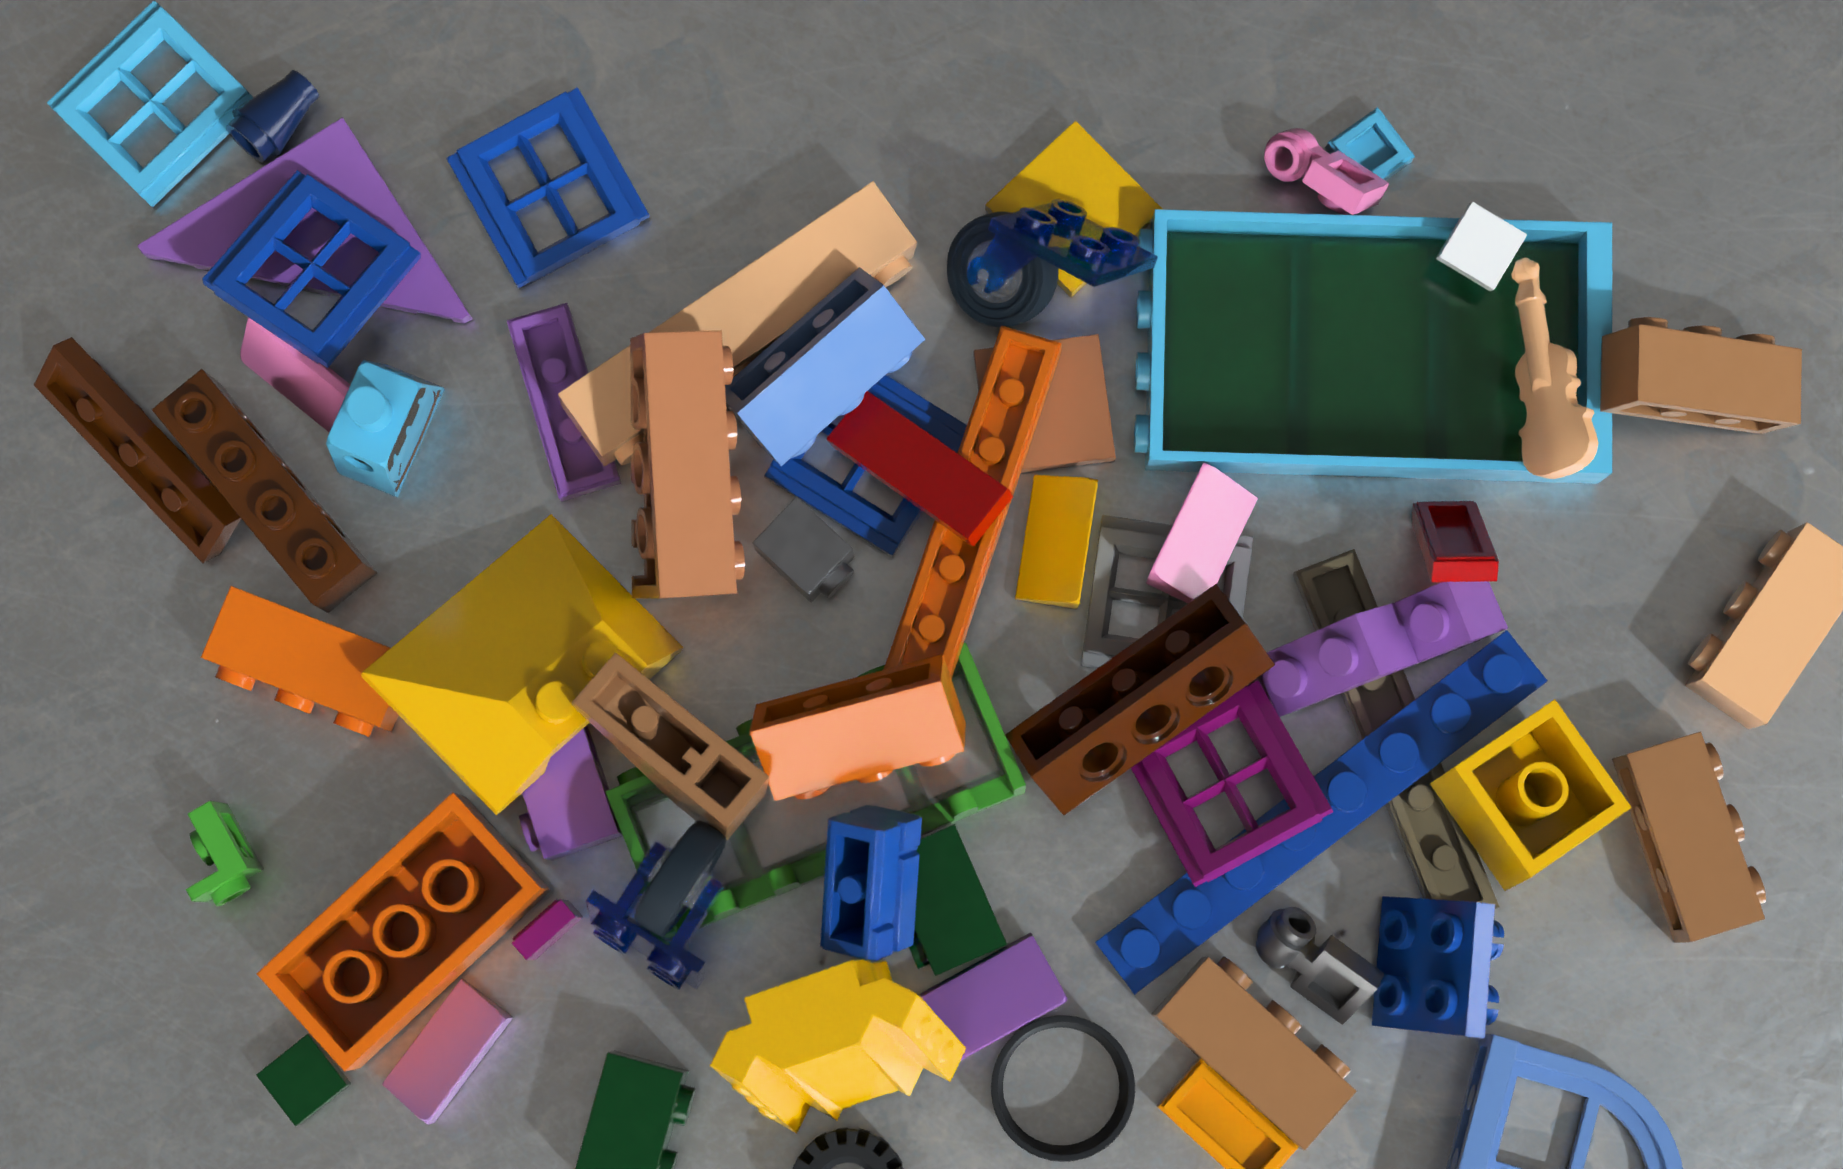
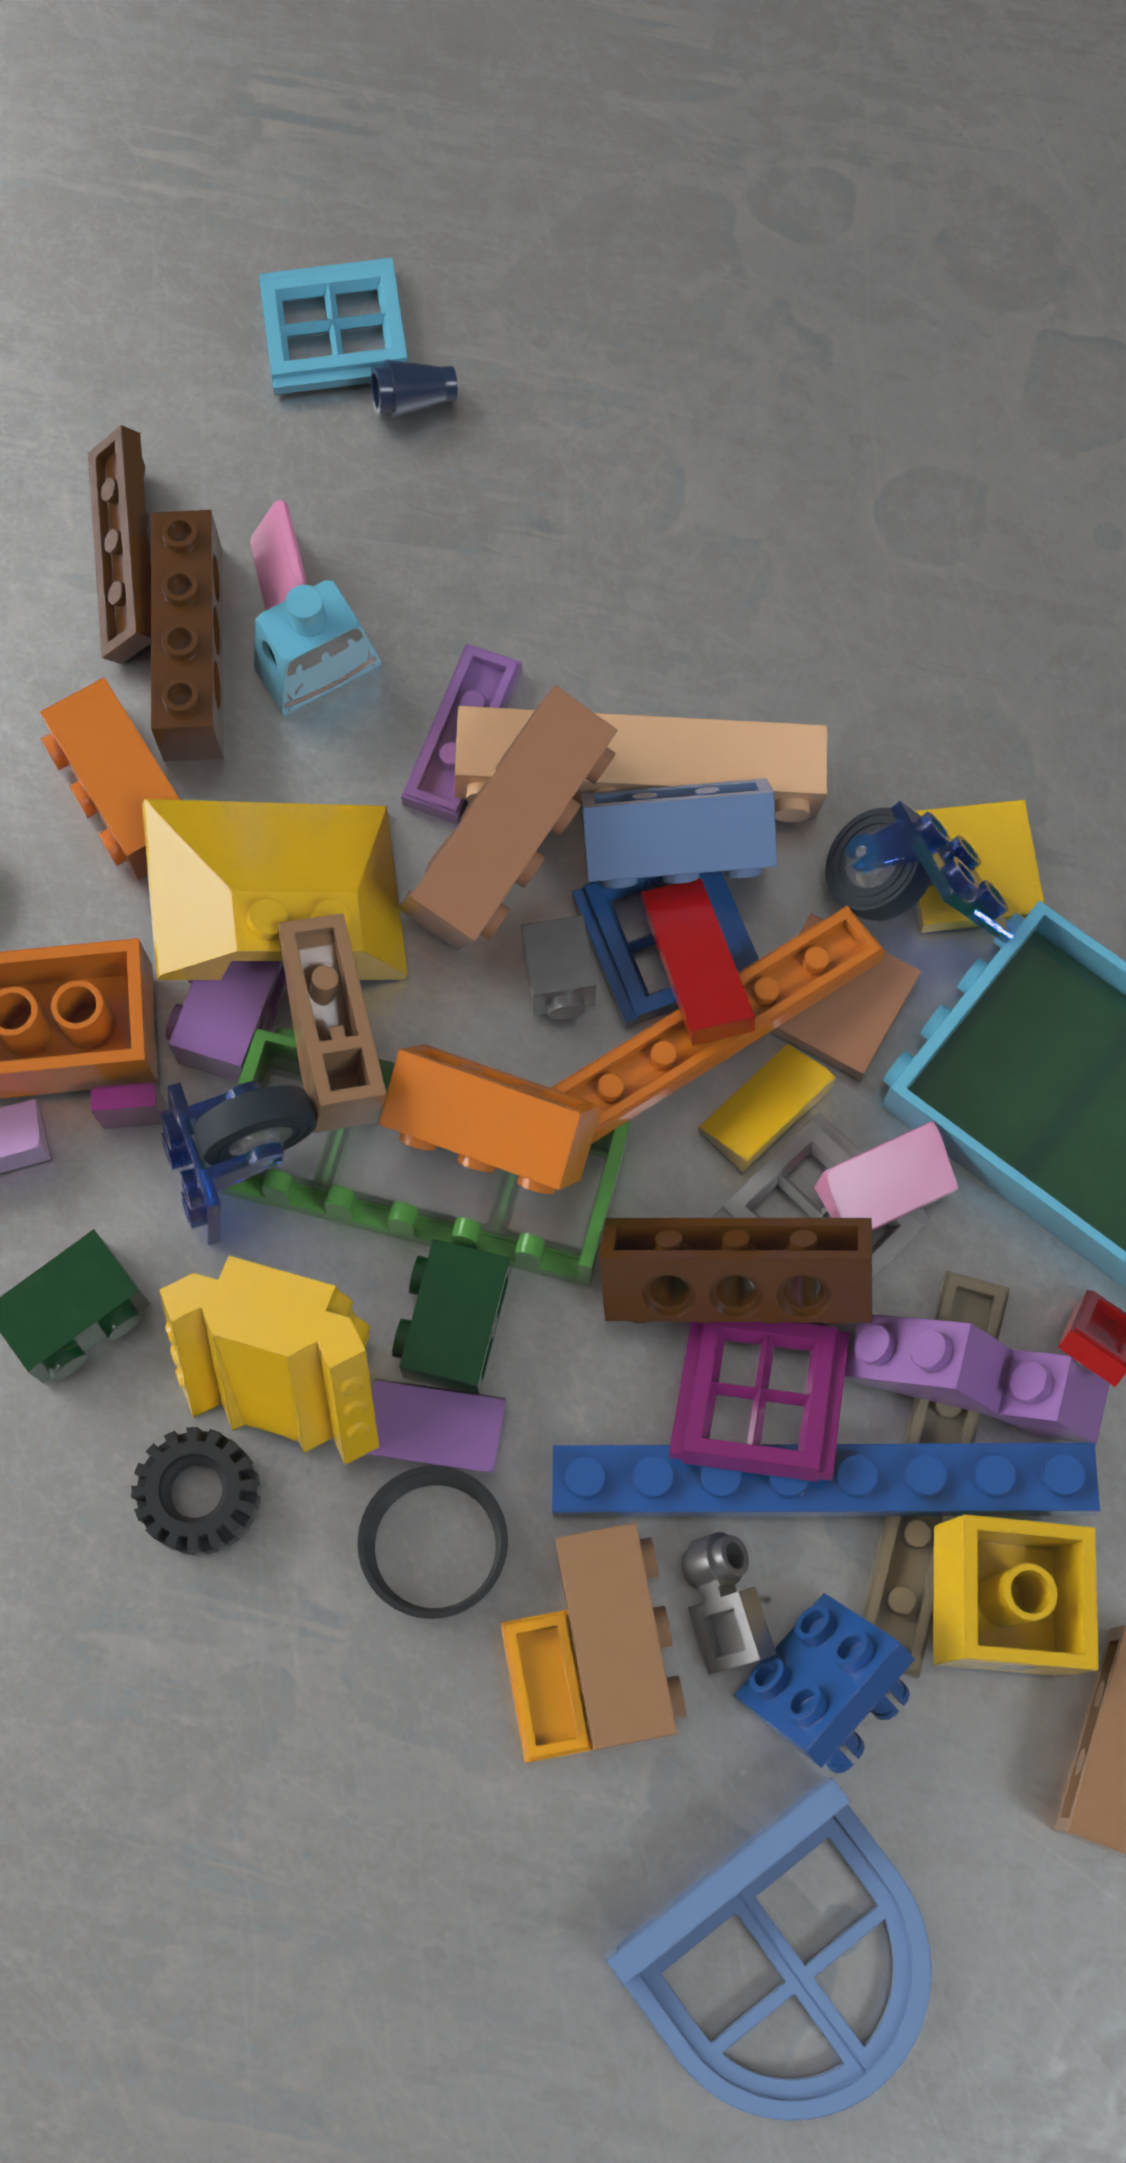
camera: 35 degrees right, 10 degrees down
(267, 235) = (364, 545): blue piece -> none
(341, 165) = (381, 484): medium lavender tile -> none
(499, 213) = (522, 566): blue piece -> none
(870, 882) = (403, 1243): blue brick -> none

